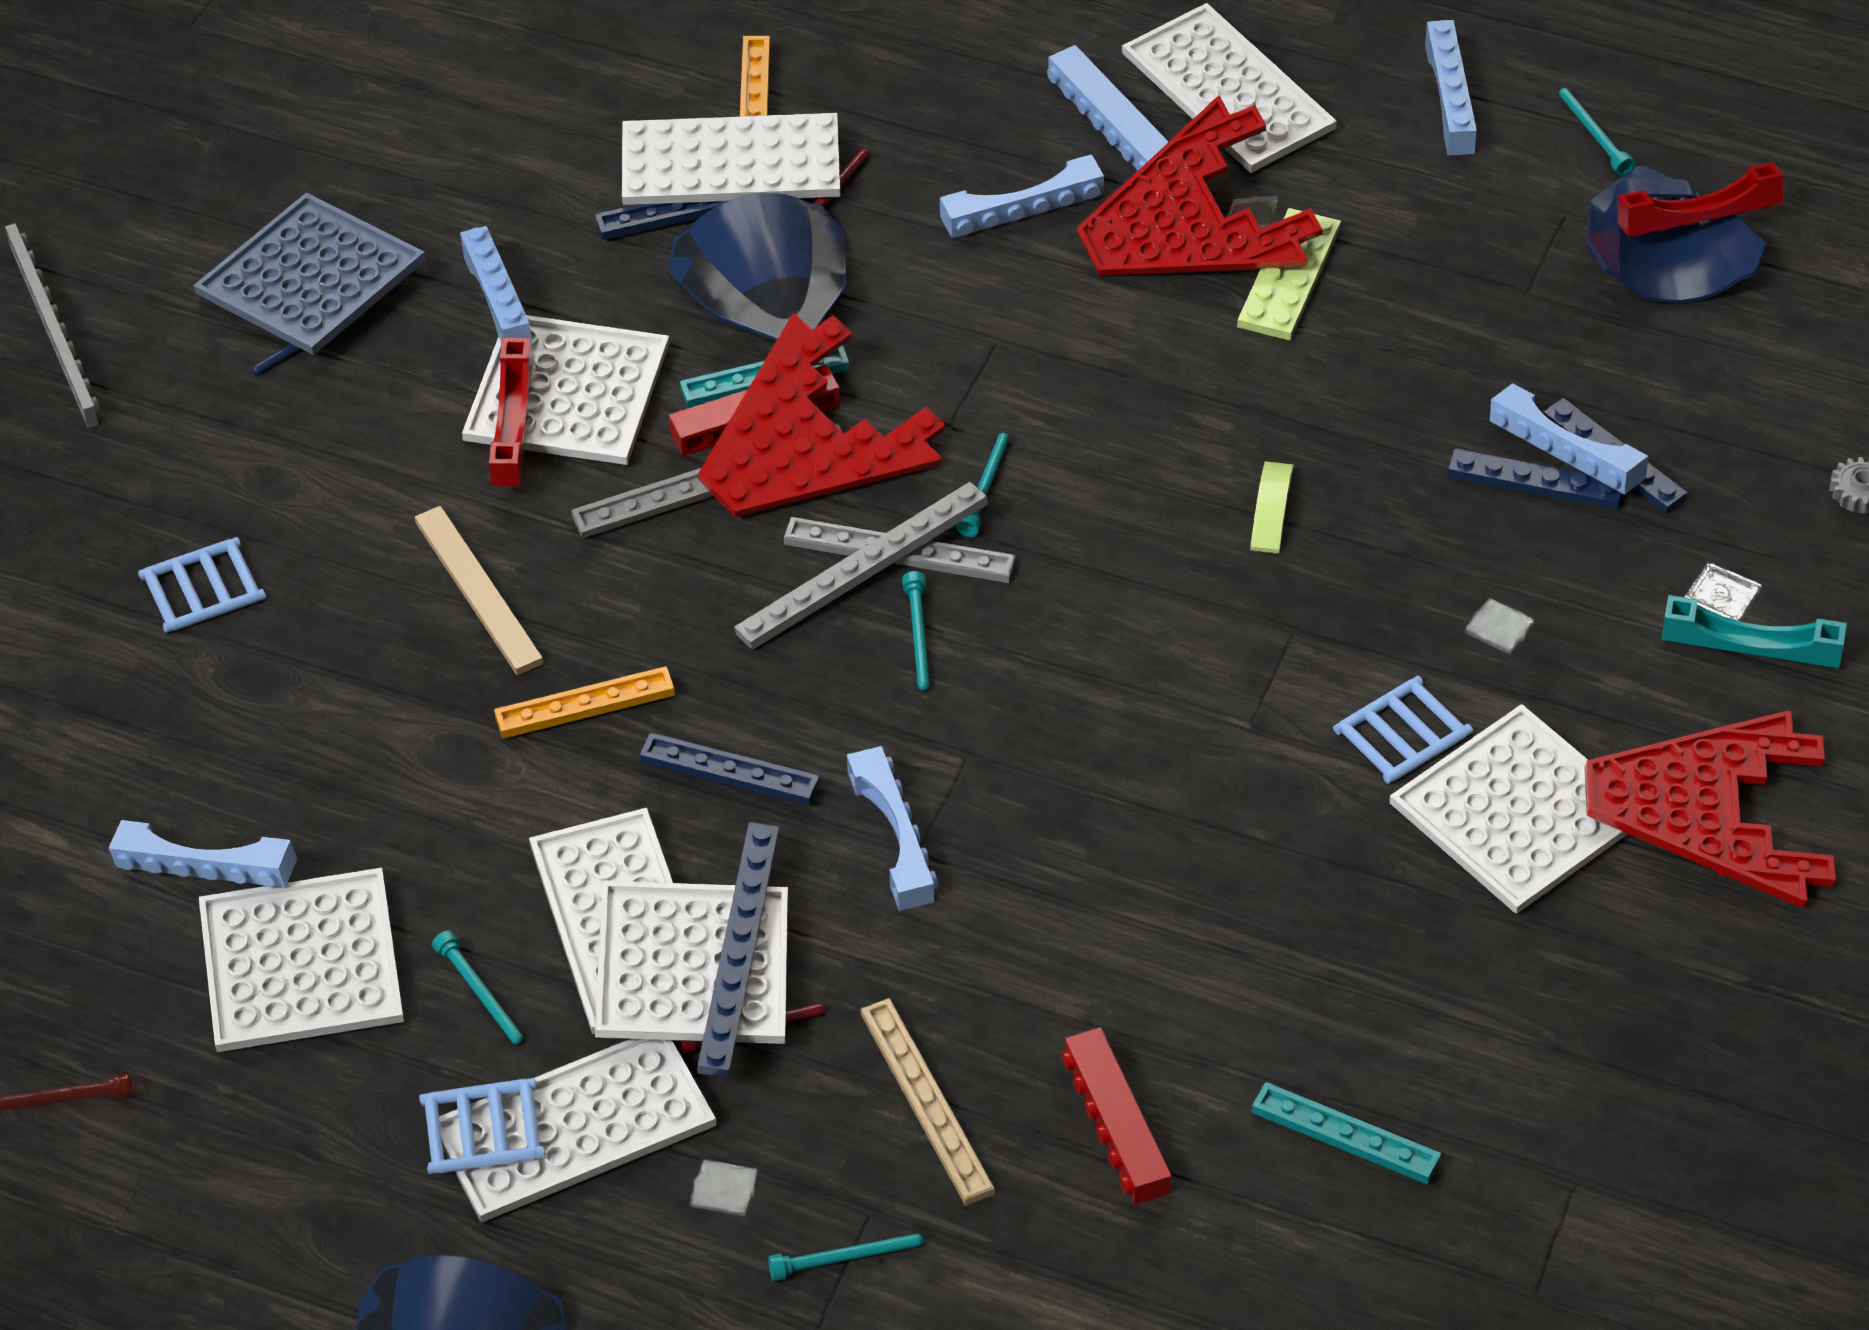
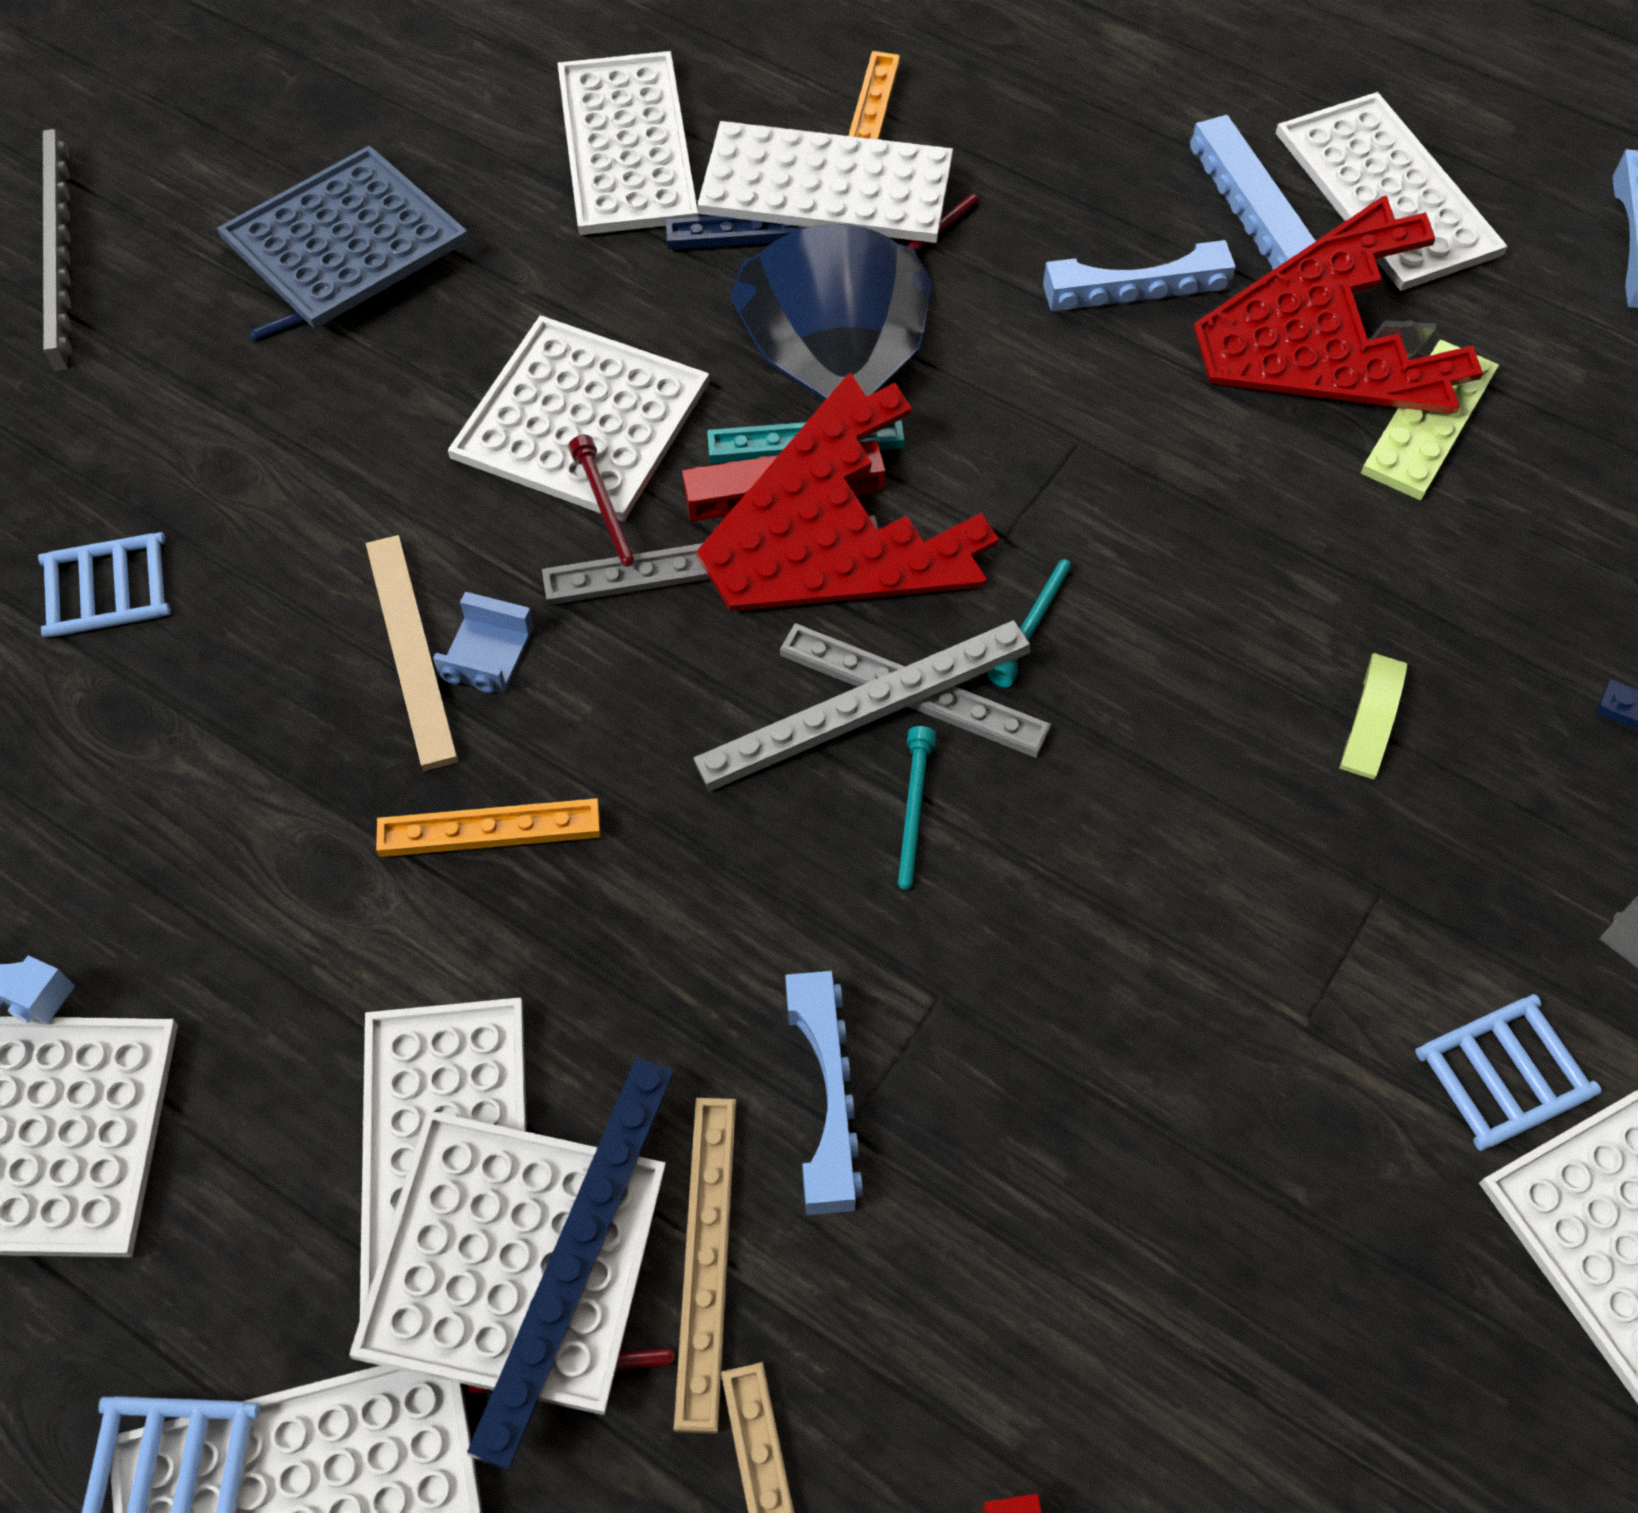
camera: 10 degrees right, 10 degrees up
(448, 946) = (220, 1154): teal piece -> none
(500, 294) = (531, 289): light blue arch -> none
(514, 394) = (484, 486): red arch -> none
(538, 152) = (626, 142): none -> white plate
(540, 573) = (486, 644): none -> medium blue panel
(581, 414) = (584, 452): none -> dark red piece
(729, 768) = (640, 959): dark blue plate -> none
(832, 949) = (705, 1268): none -> tan tile

